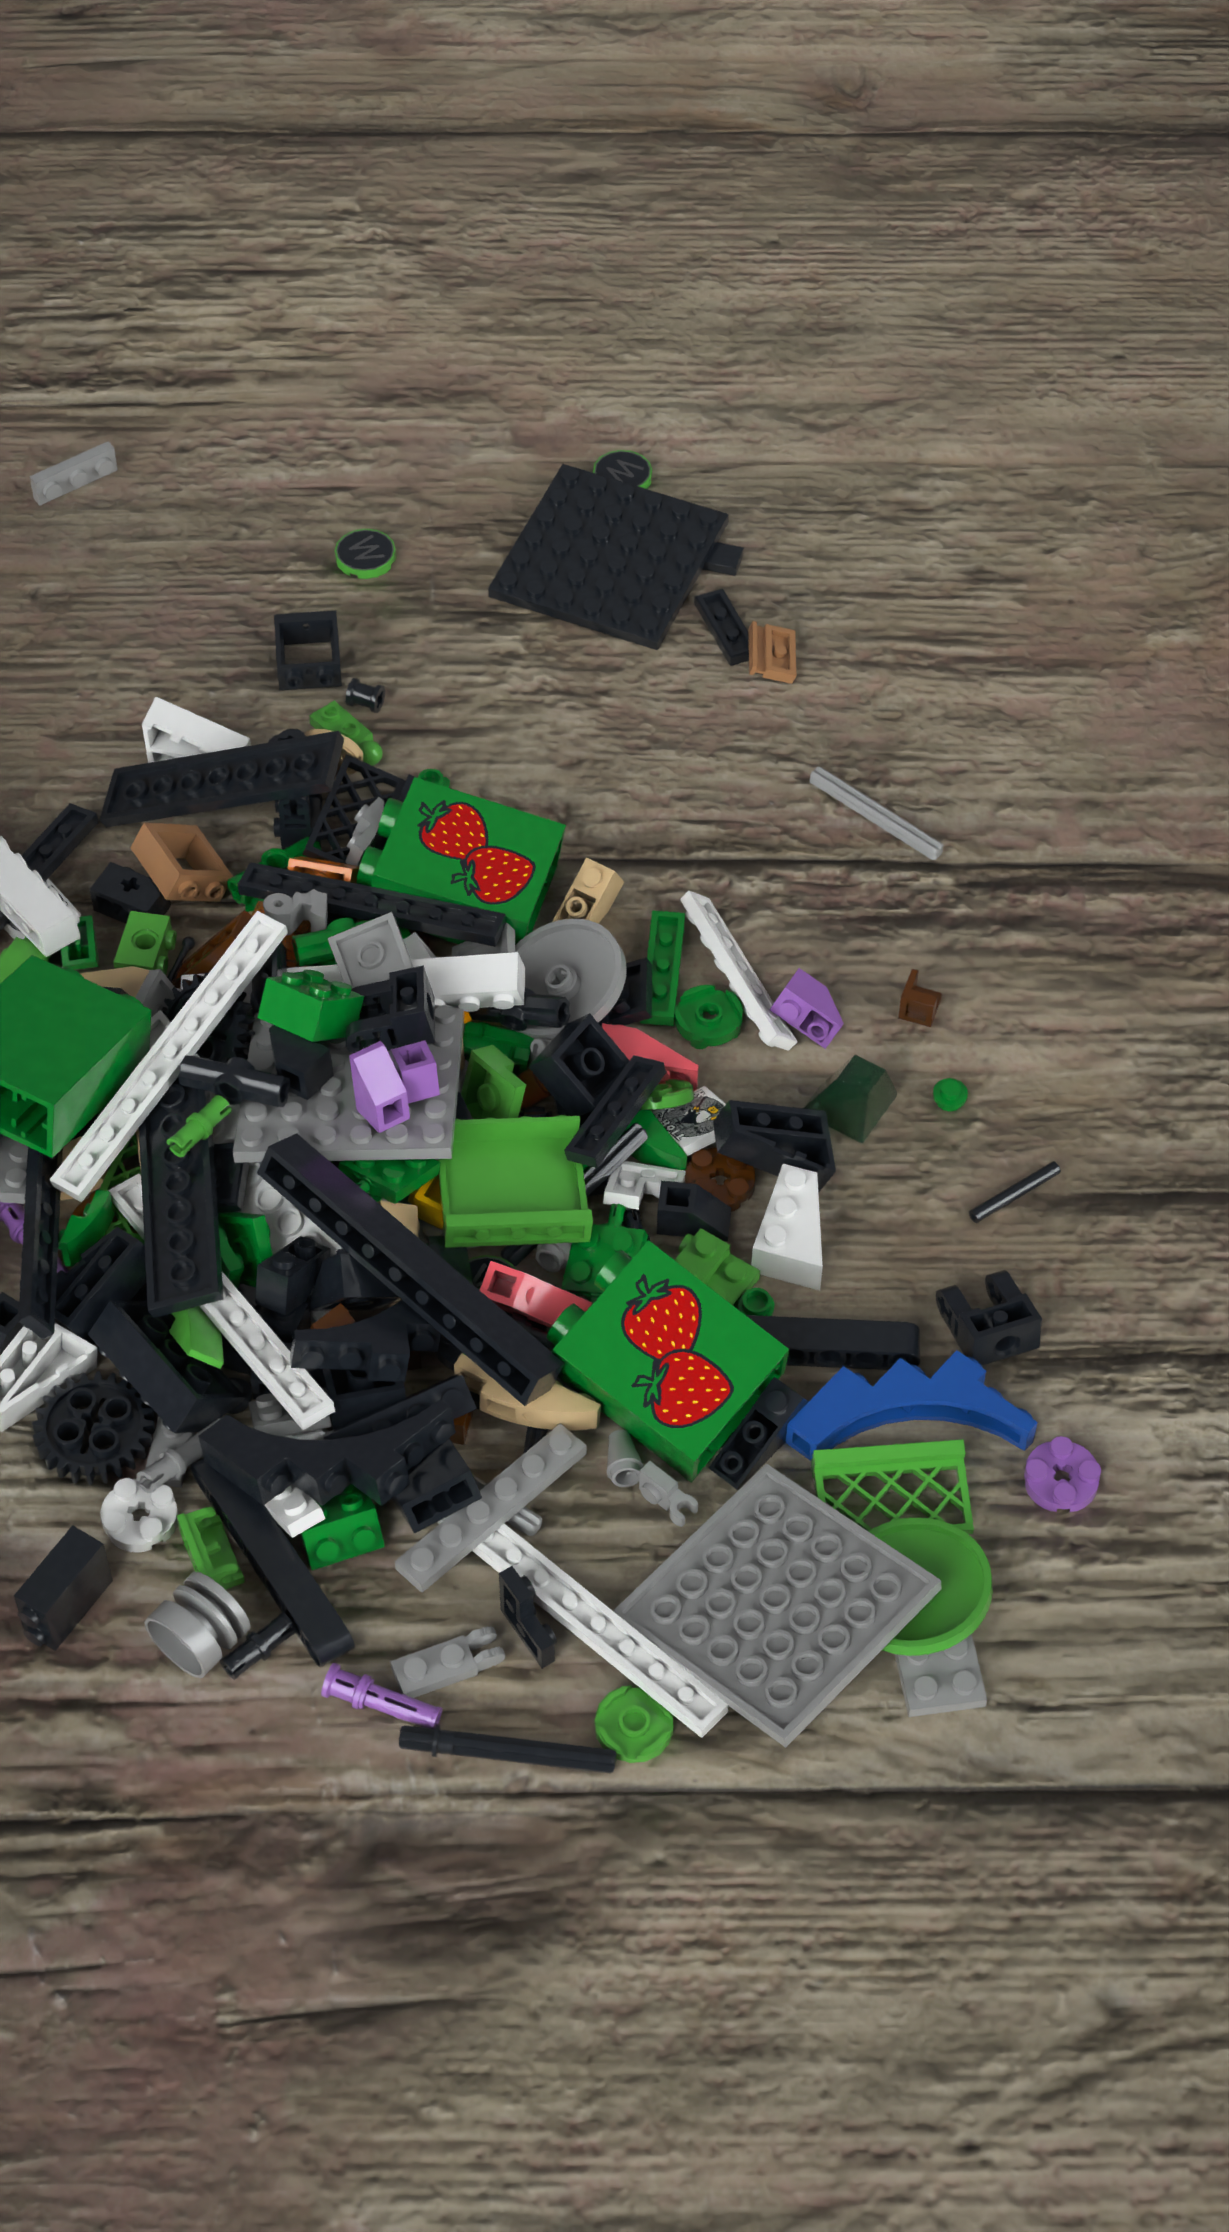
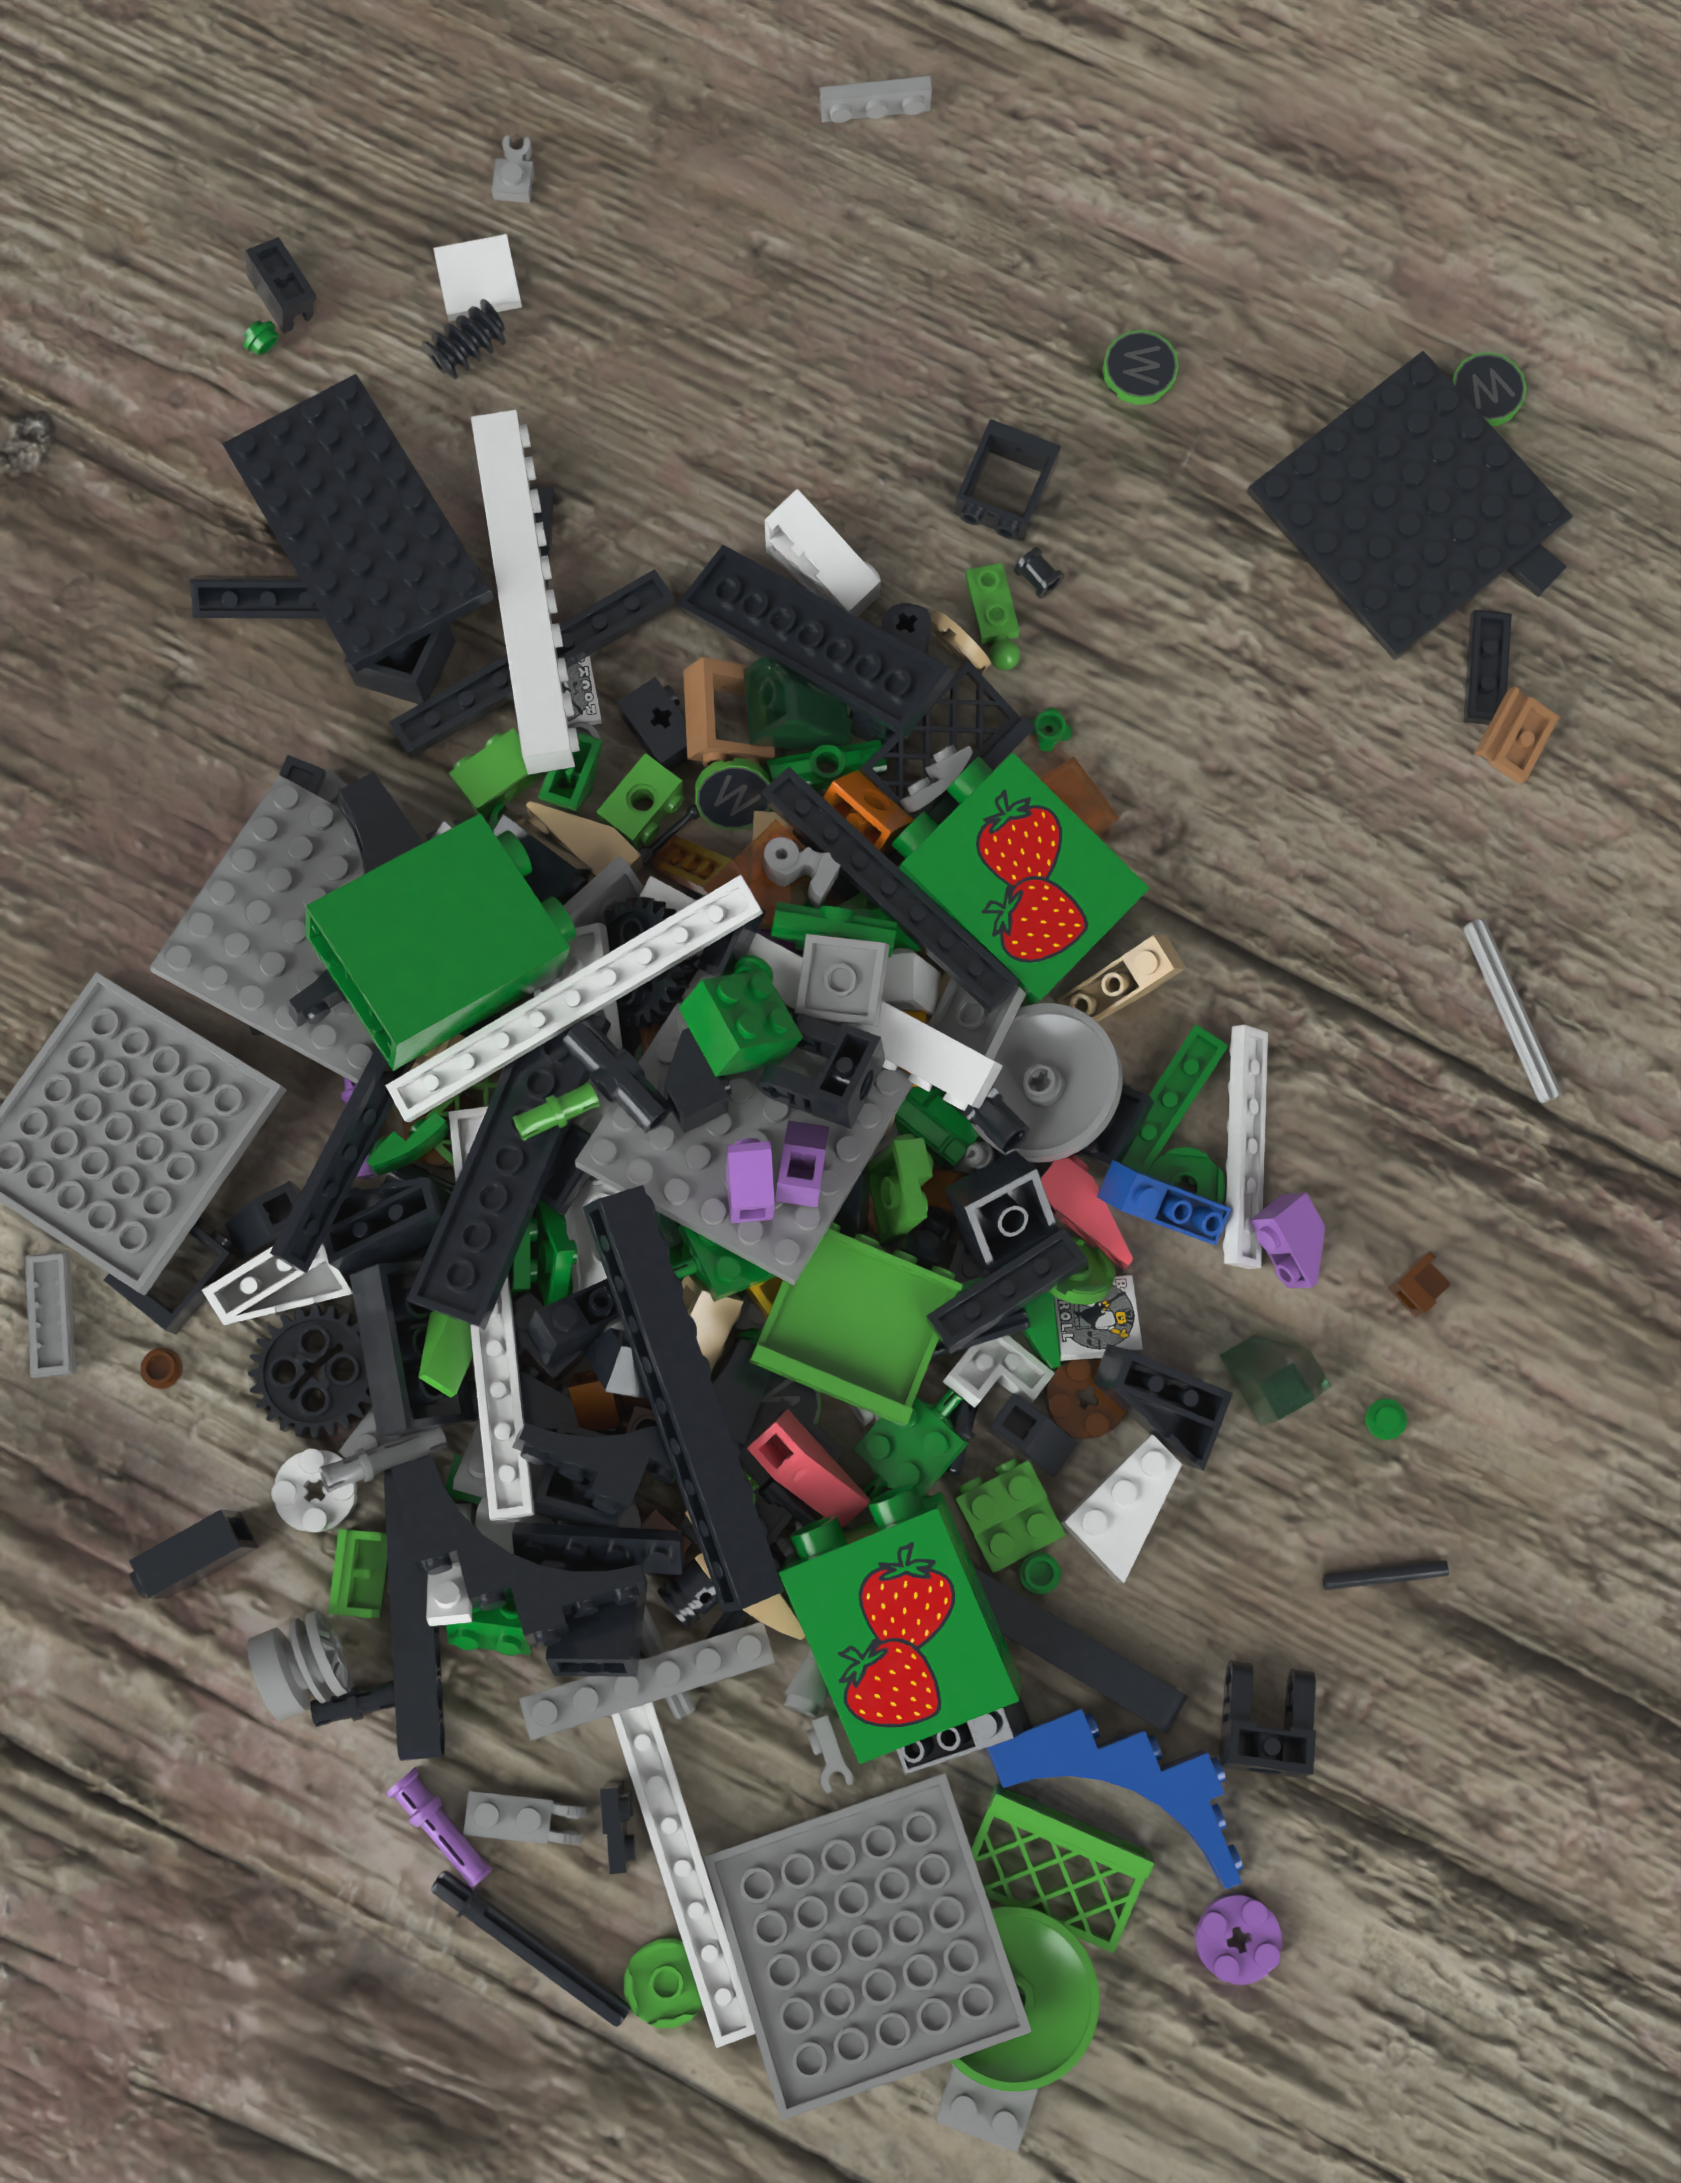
camera: 25 degrees right, 25 degrees up
(211, 907) = (731, 793): none -> tile
(227, 833) = (790, 711): none -> clear green slope
(488, 1441) = (689, 1594): none -> black piece
(696, 1018) = (1163, 1203): none -> blue slope

